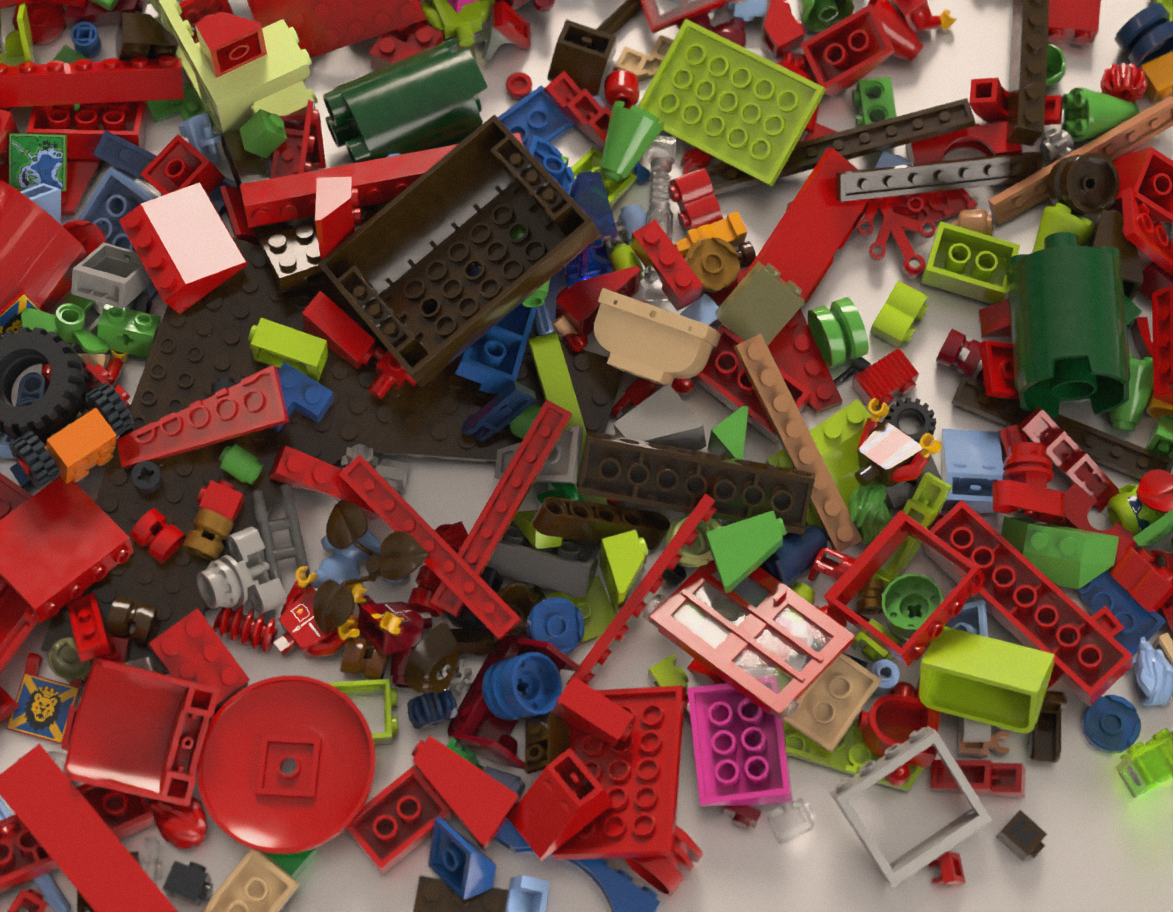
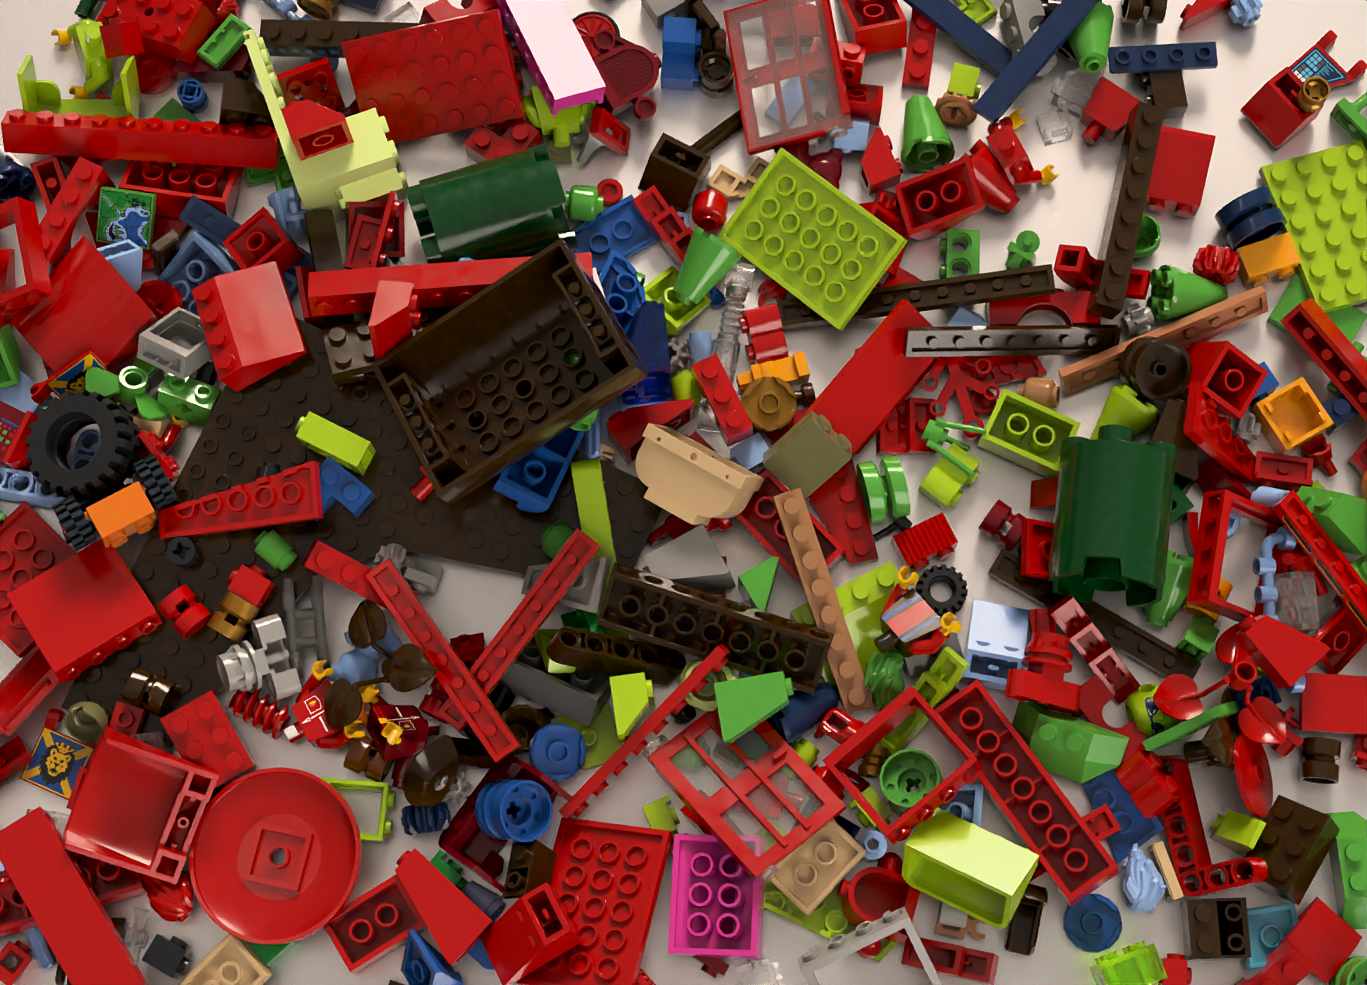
camera: 15 degrees right, 5 degrees up
(82, 189) = (164, 251): none -> dark brown tile
(88, 627) = (104, 695): red tile -> none
(263, 133) = (342, 219): bright green brick -> none
(343, 335) = (385, 429): red slope -> none
(497, 97) = (583, 203): none -> bright green head
(499, 411) = (532, 531): dark blue hinge -> none
(575, 340) = (620, 464): arm -> none
(593, 713) = (578, 847): red slope -> none
(851, 275) = (905, 427): none -> red slope
(881, 274) = (936, 433): none -> bright green plant
(919, 244) = (982, 407): none -> red tile
(935, 90) = (1023, 250): none -> bright green hips

